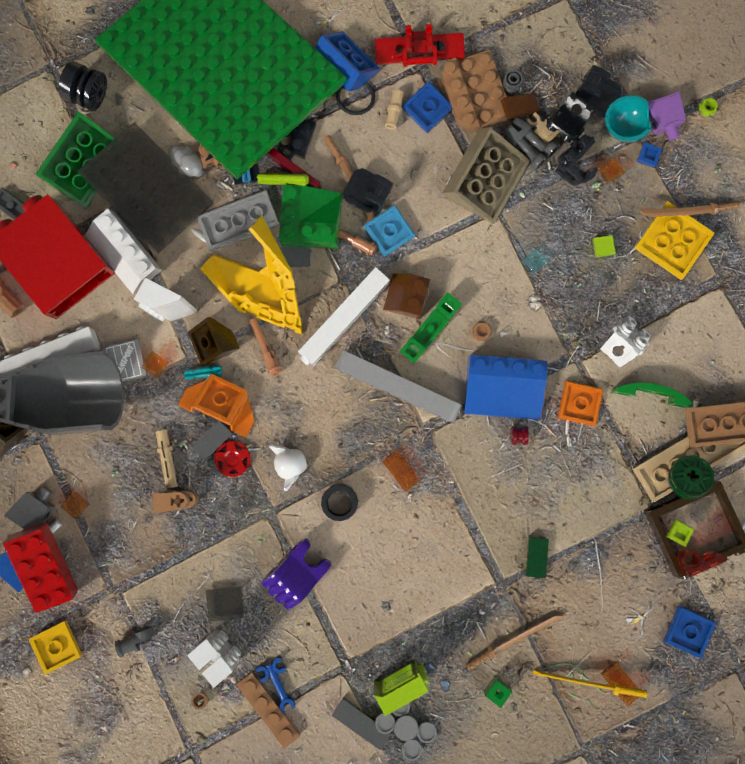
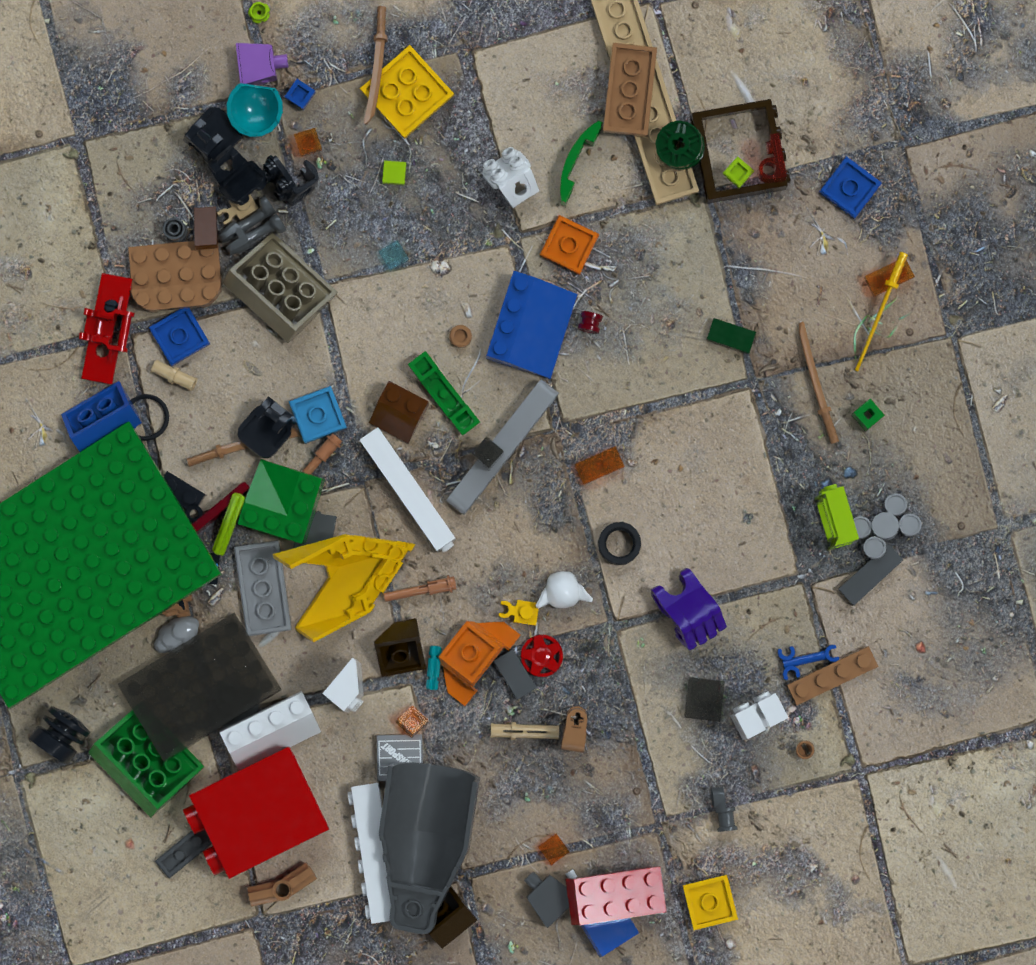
camera: 80 degrees left, 0 degrees up
(264, 435) = (524, 612): none -> yellow plate
(387, 374) = (487, 453): none -> clear smoke brick

